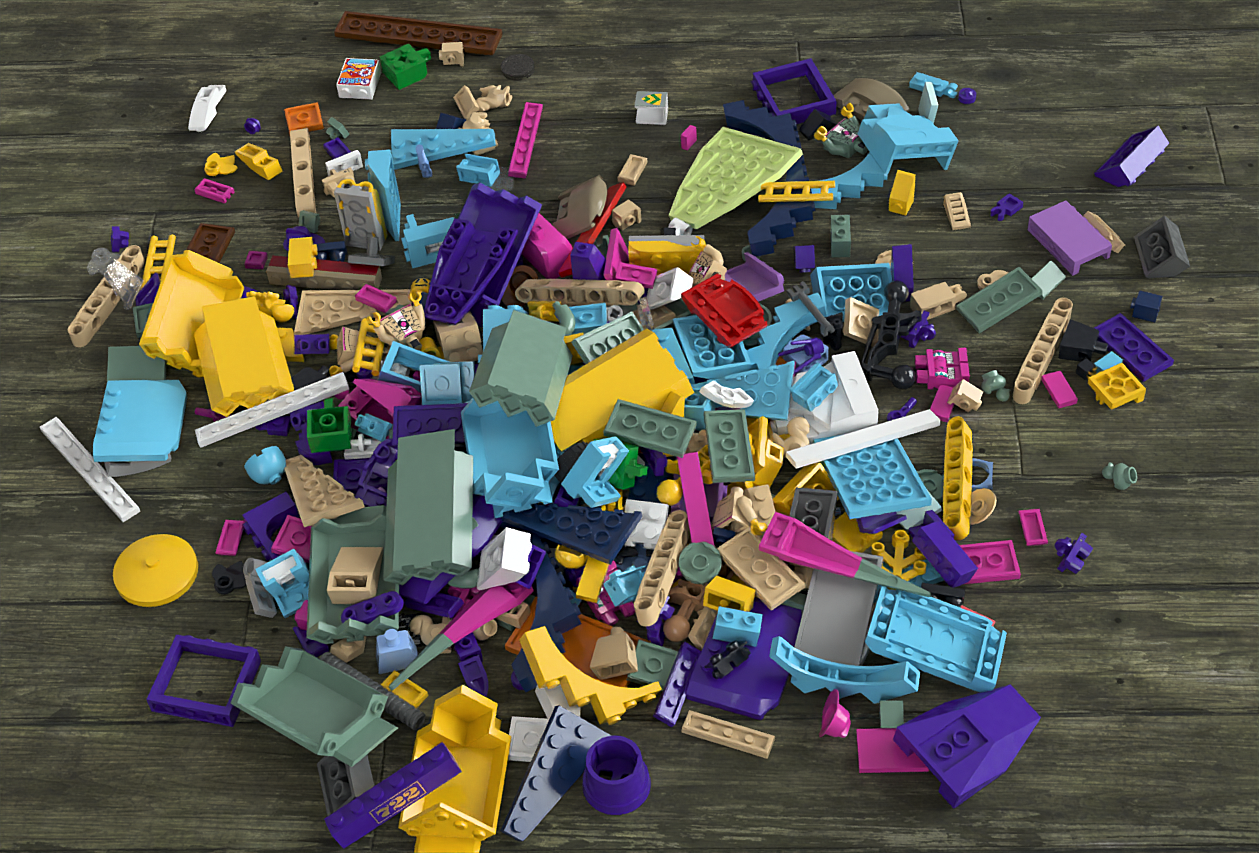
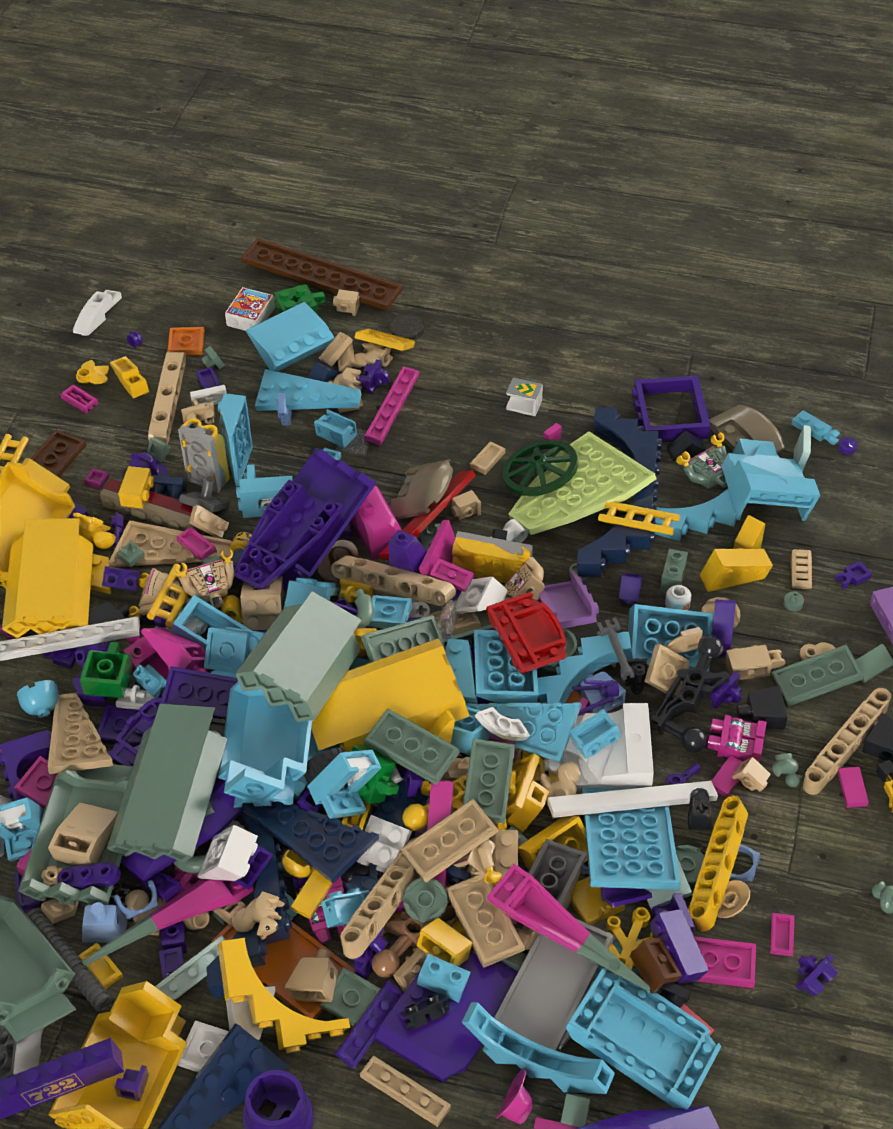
camera: 10 degrees right, 0 degrees up
(314, 319) = (130, 554): none -> sand green tile
(329, 617) = (50, 881): none -> tan plate
(382, 276) = (208, 522): none -> tan plate
(408, 94) = (290, 337): none -> medium azure slope
(421, 635) = (133, 913): none -> medium blue cap
(455, 98) = (335, 349): none -> tan tile
(470, 784) = (132, 1084): none -> dark purple panel
(498, 670) = (190, 972): none -> light aqua tile
(500, 116) = (375, 376): none -> dark purple hips
(501, 80) = (385, 339): none -> yellow tile
(549, 602) = (261, 911): none -> tan animal
(685, 164) = (538, 464): none -> dark green wheel
(709, 503) = (449, 840): none -> tan tile
(851, 255) = (678, 598): none -> white head
(873, 291) = (686, 641): none -> tan plate
(895, 221) = (734, 567): none -> yellow wedge
(927, 436) = (699, 810): none -> black piece
(928, 572) = (655, 964): none -> reddish brown panel
(957, 241) = (793, 601): none -> sand green tile
(960, 334) = (765, 706): none -> black torso

